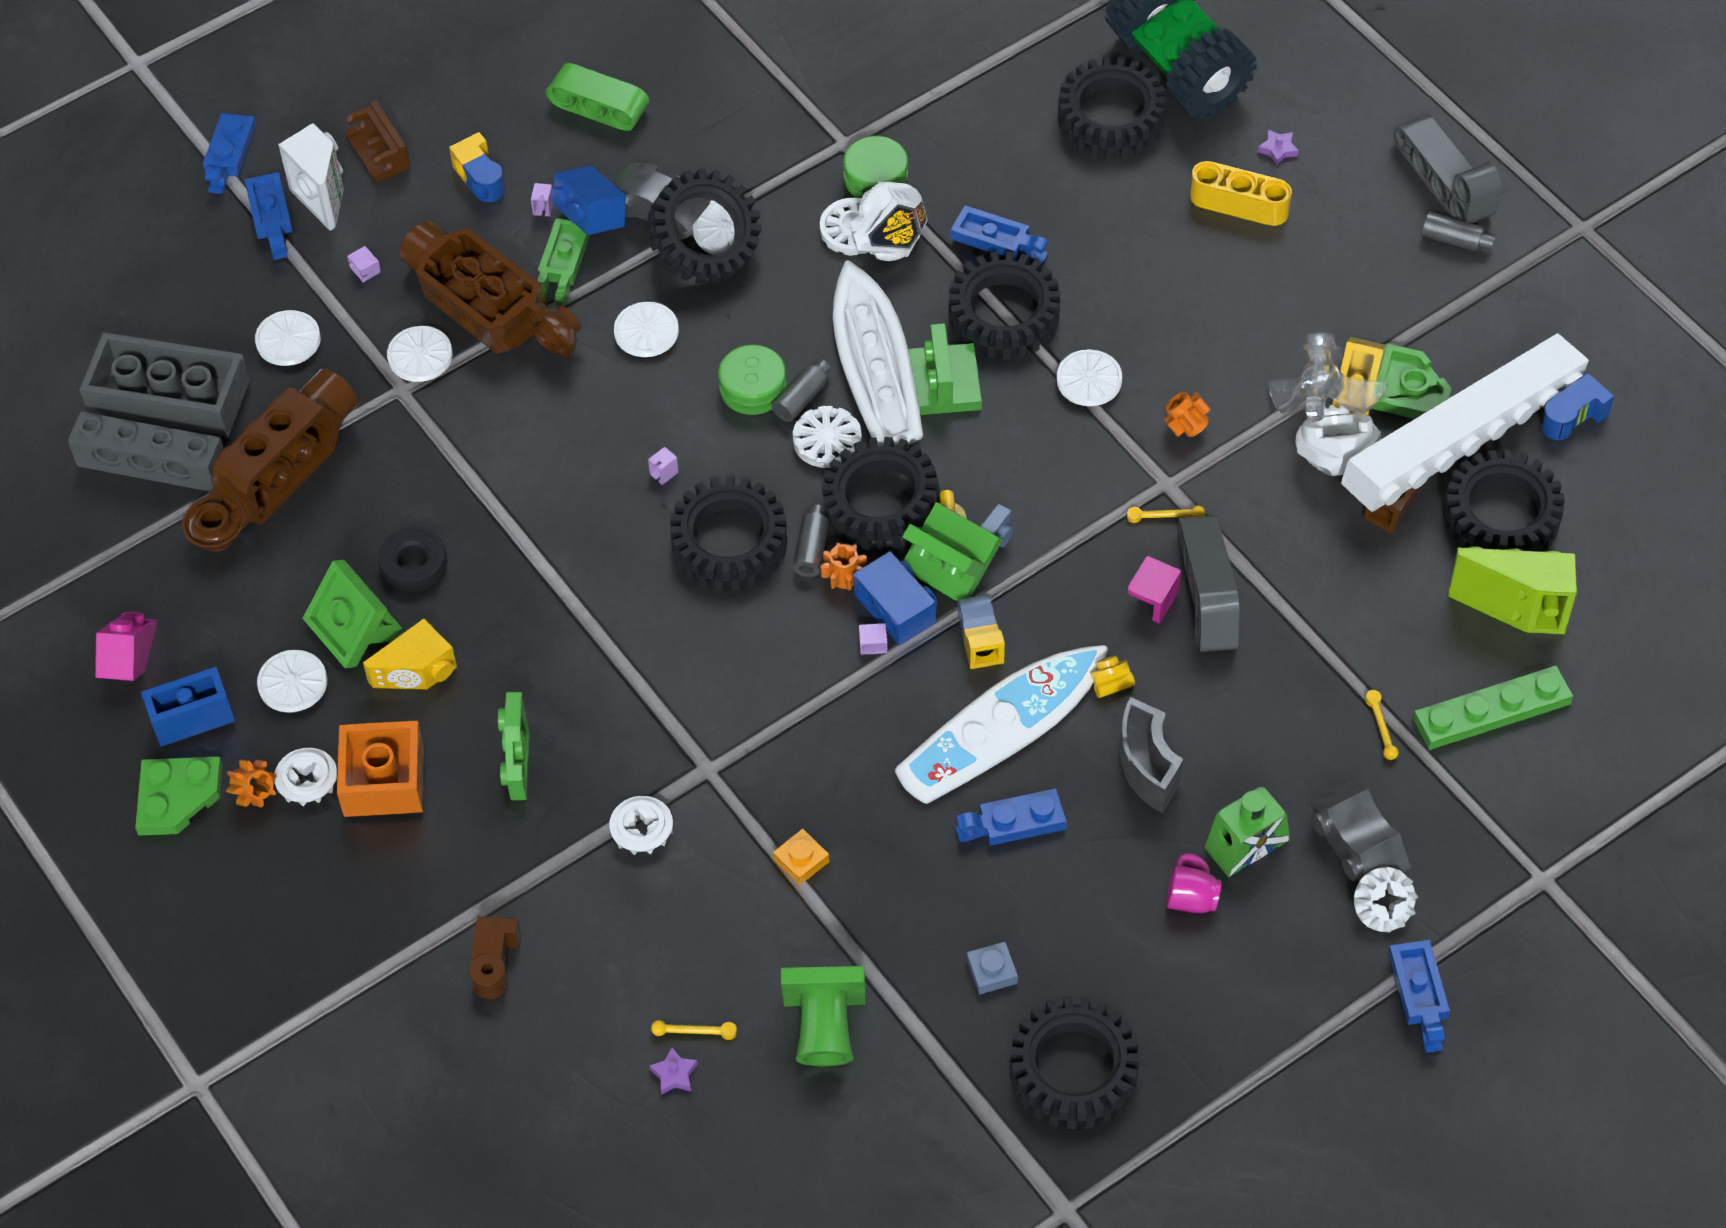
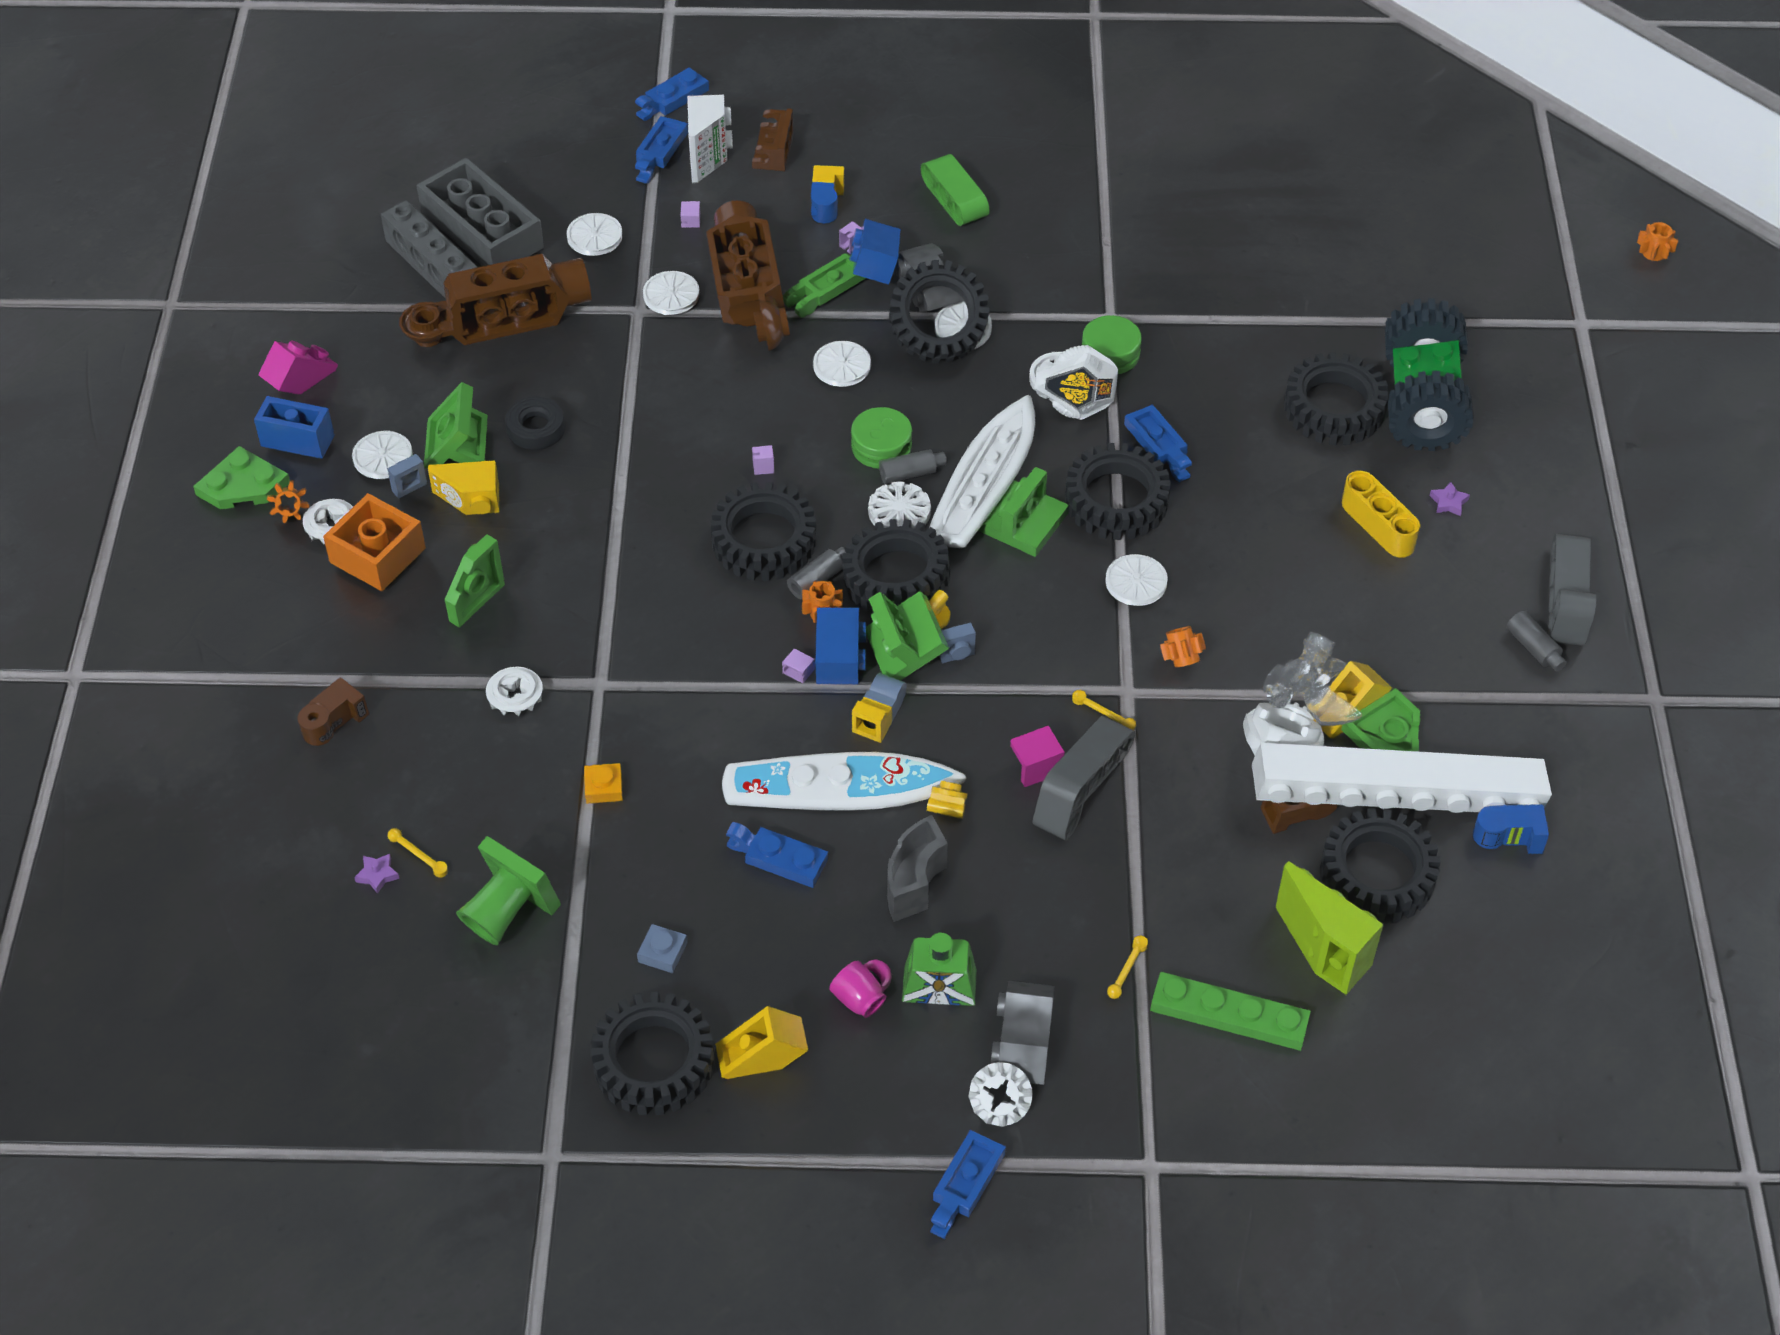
camera: 35 degrees right, 5 degrees down
(342, 686) = (407, 476): none -> sand blue plate
(1159, 992) = (762, 1044): none -> yellow slope

